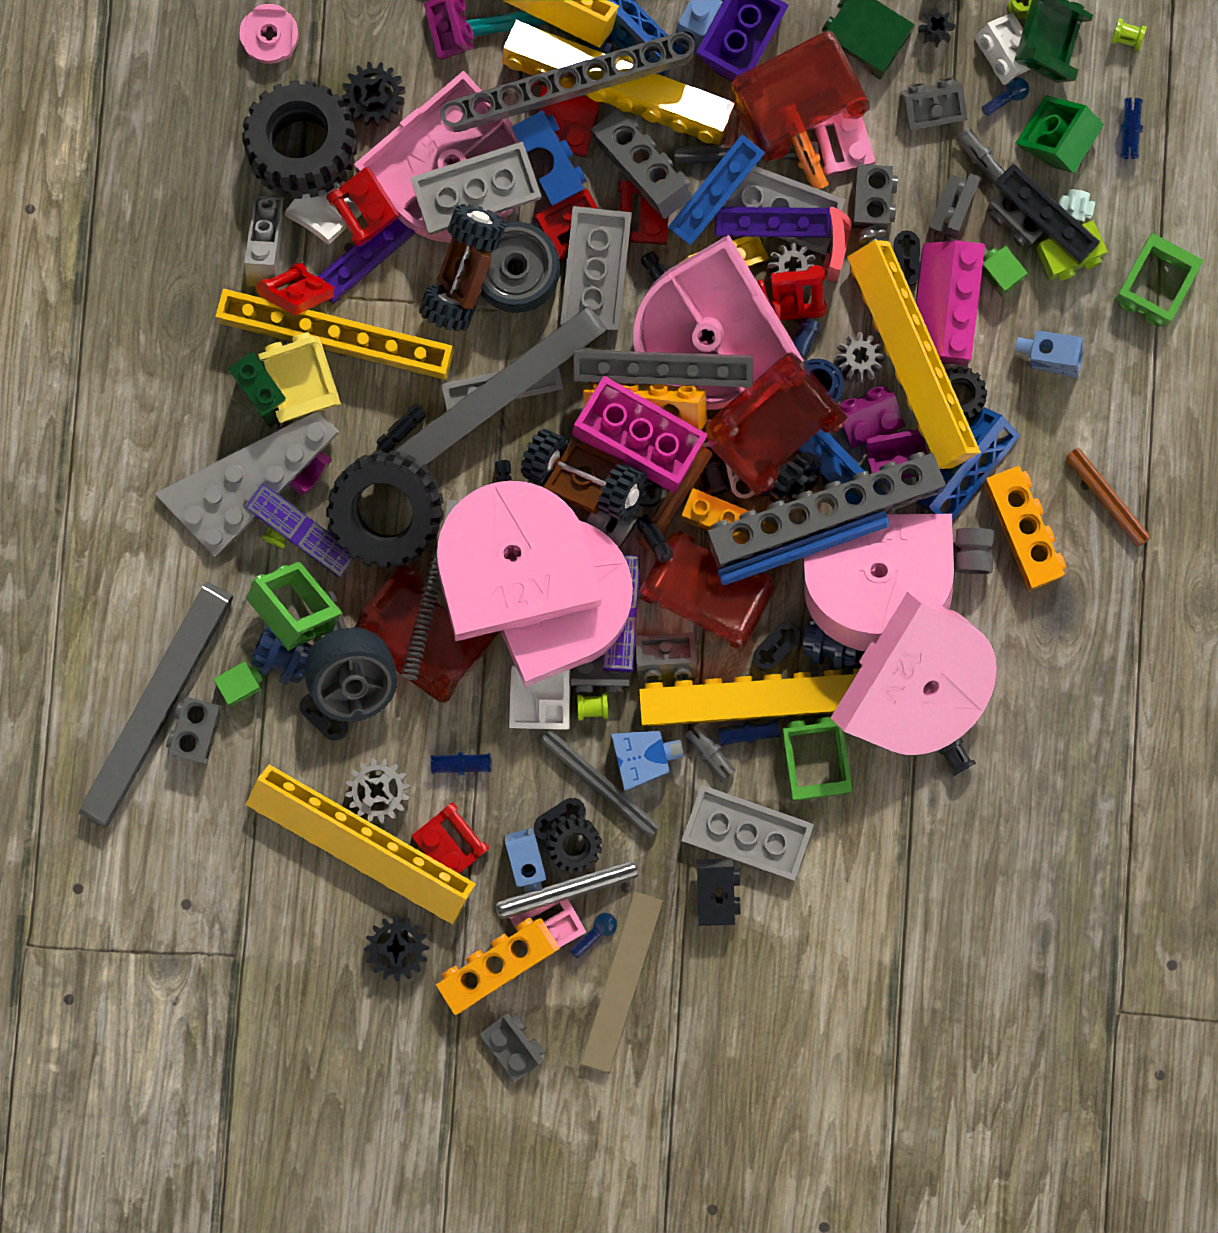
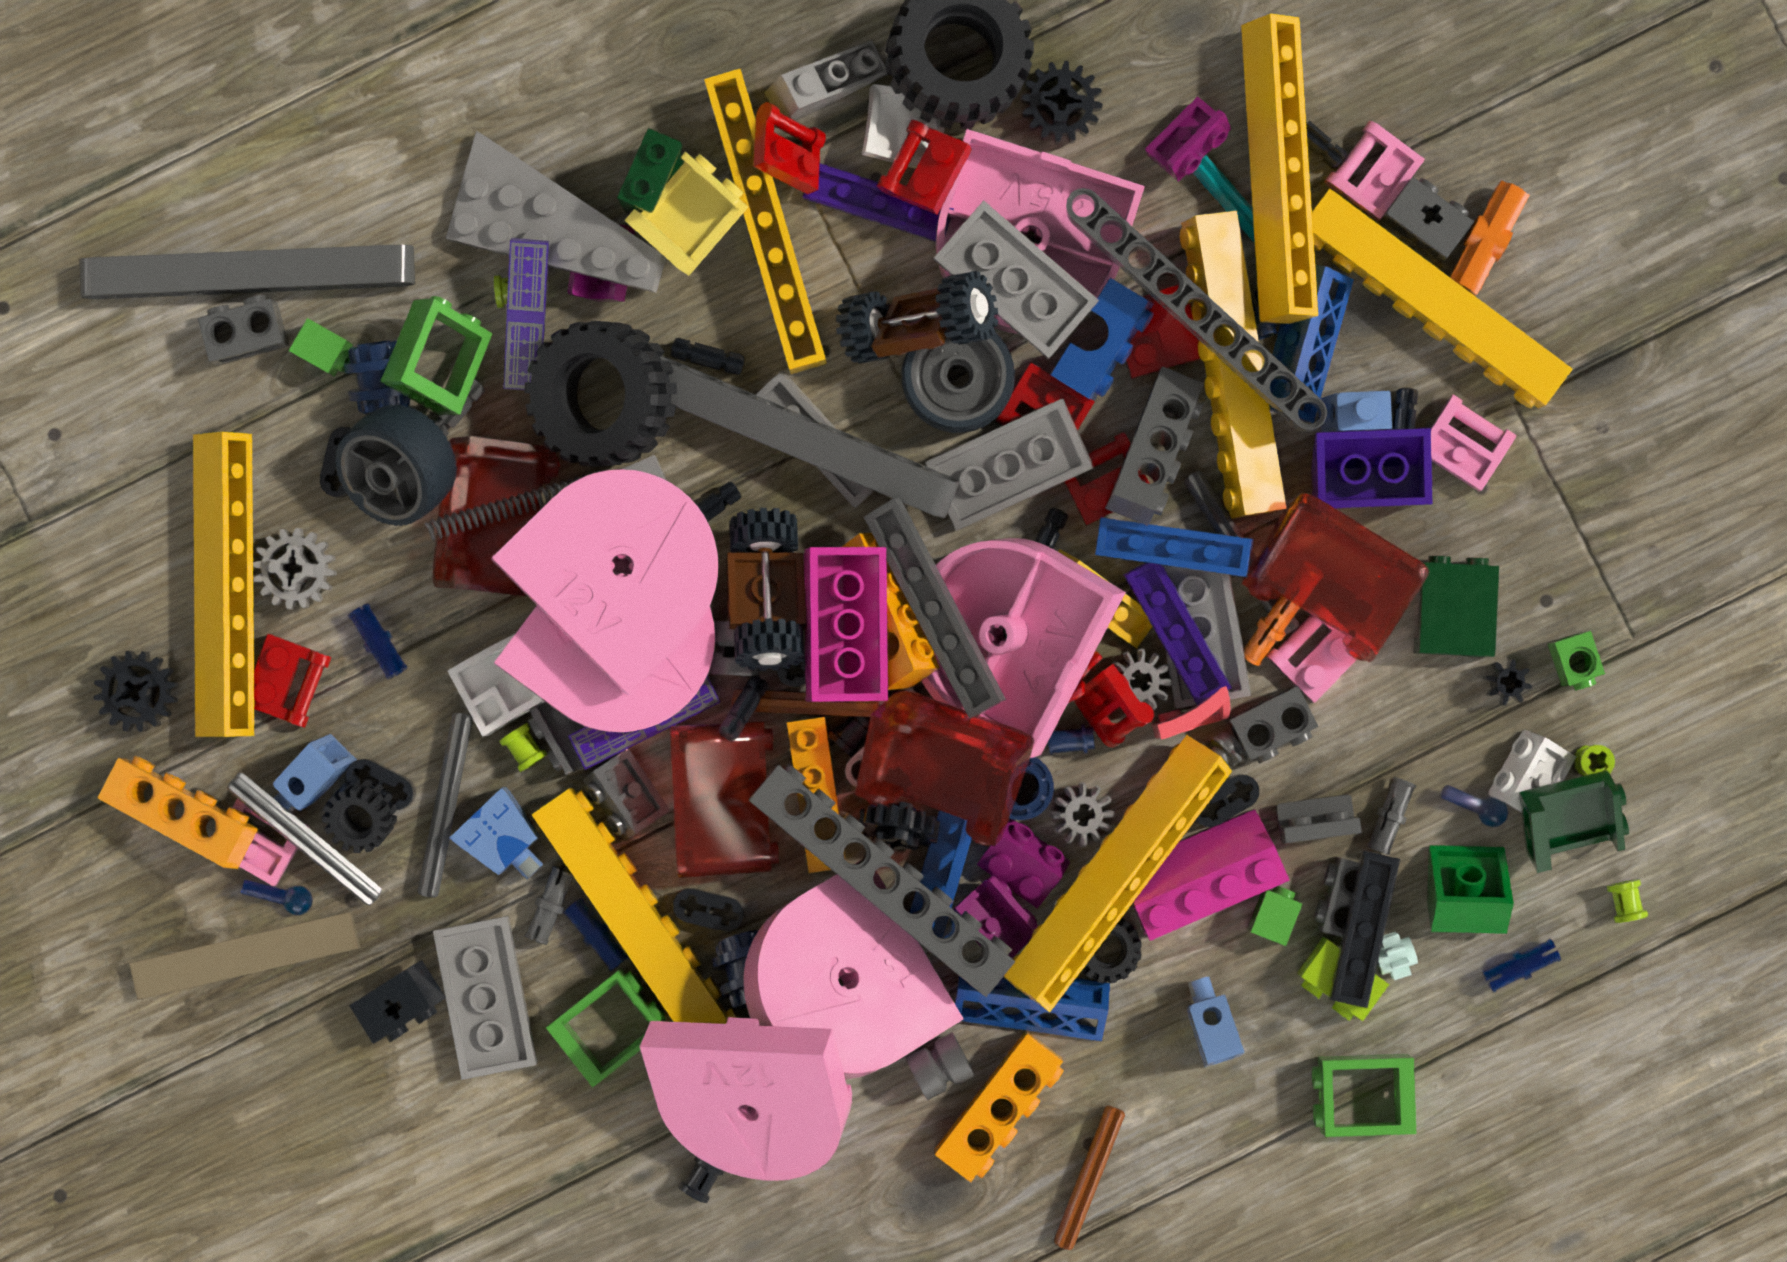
camera: 60 degrees right, 5 degrees up
(512, 1046) = (106, 878): dark grey bracket -> none
(803, 547) = (825, 879): blue axle -> none
(934, 104) = (1419, 730): dark grey bracket -> none

